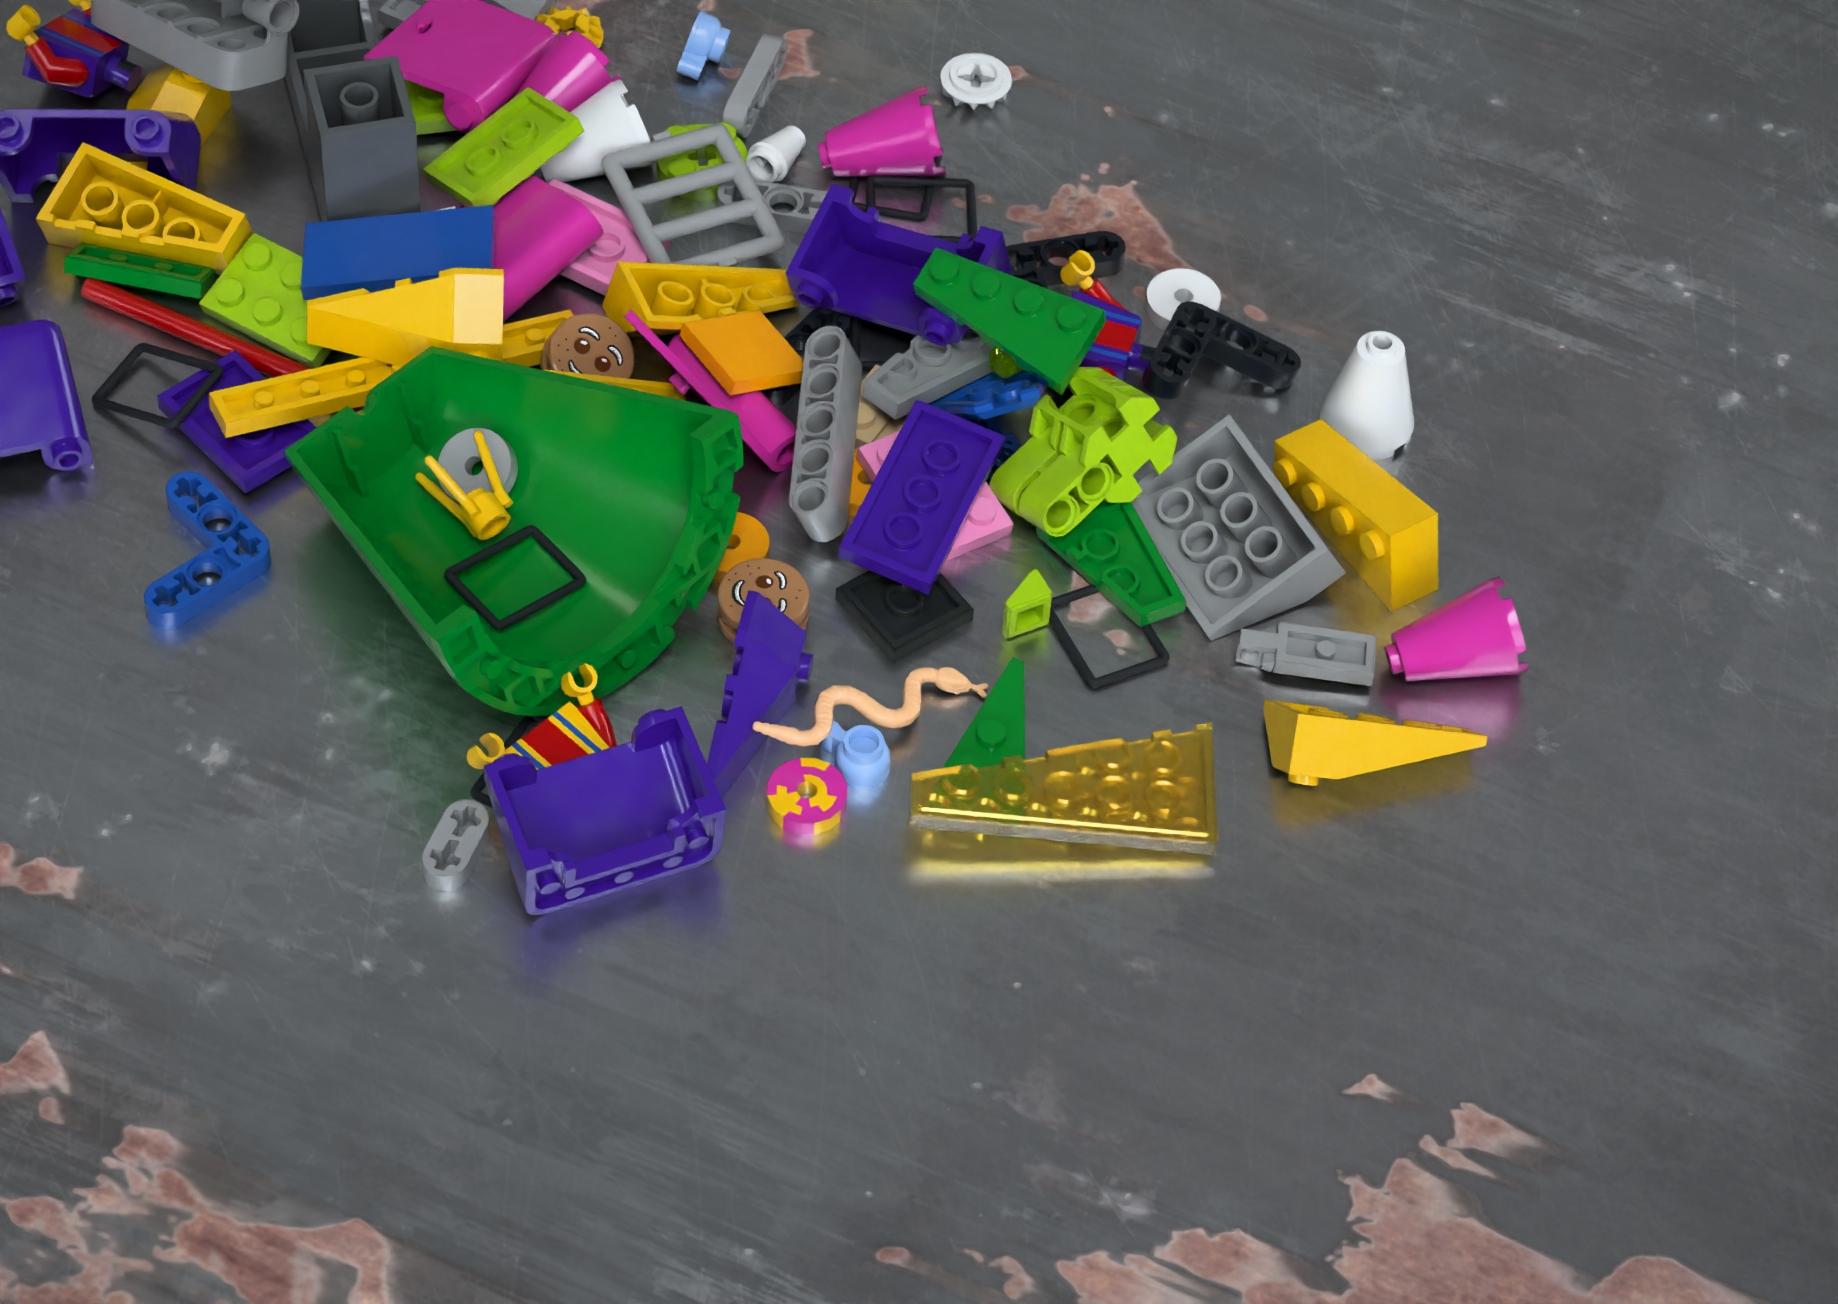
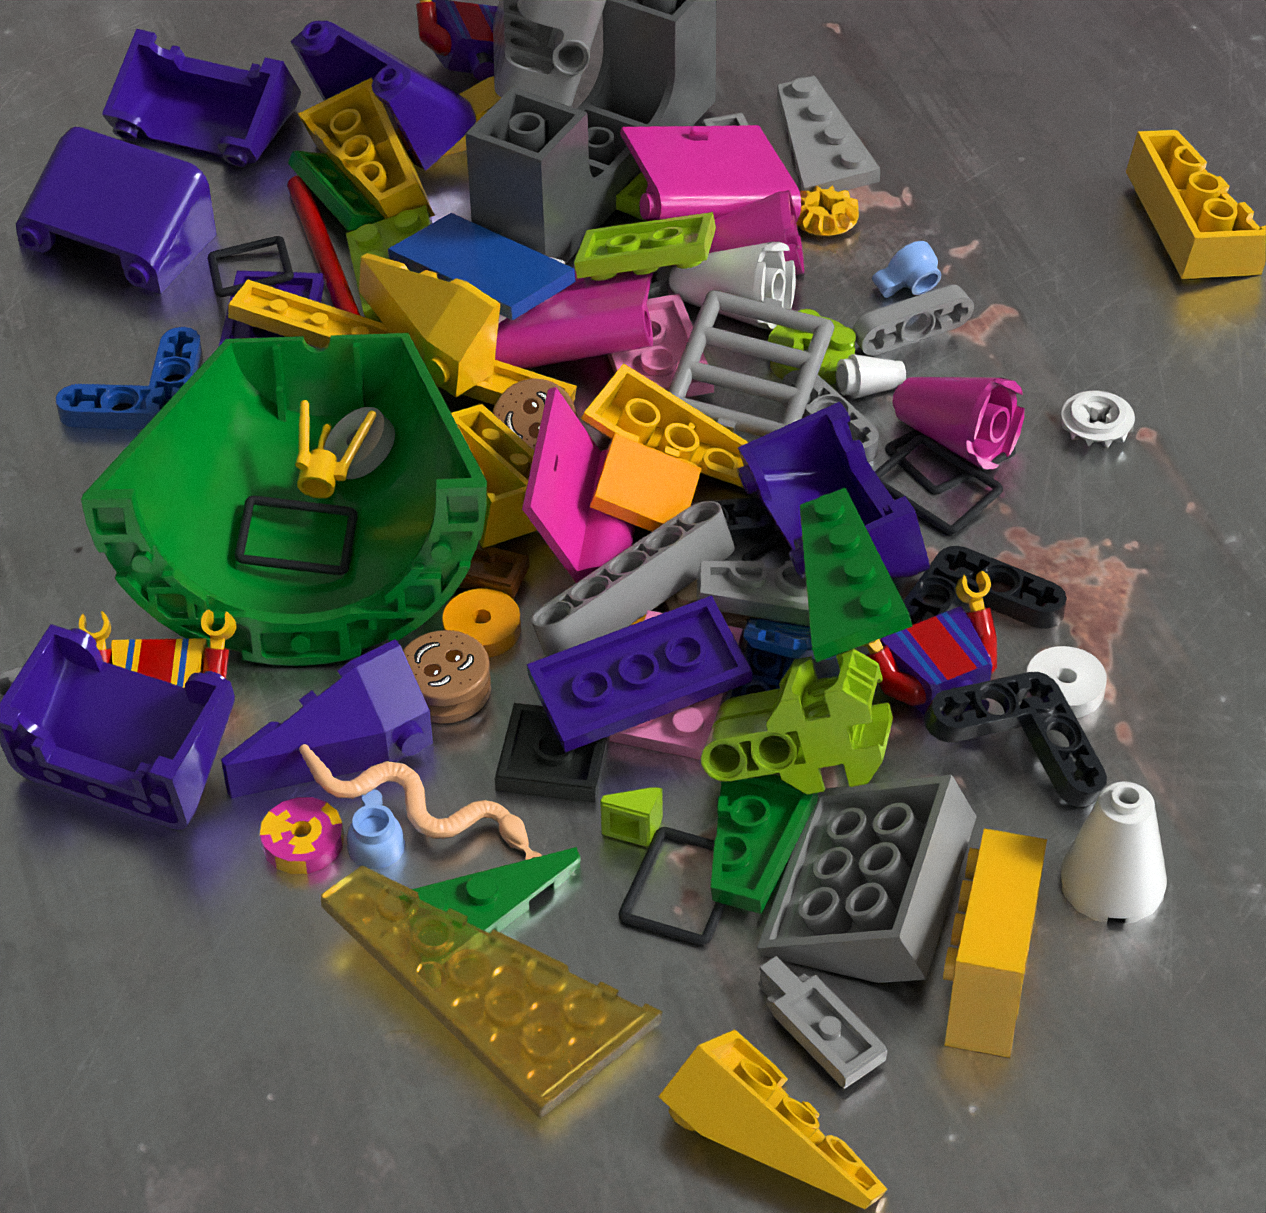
camera: 50 degrees right, 5 degrees down
(1461, 639) = (958, 1106): dark pink cone -> none

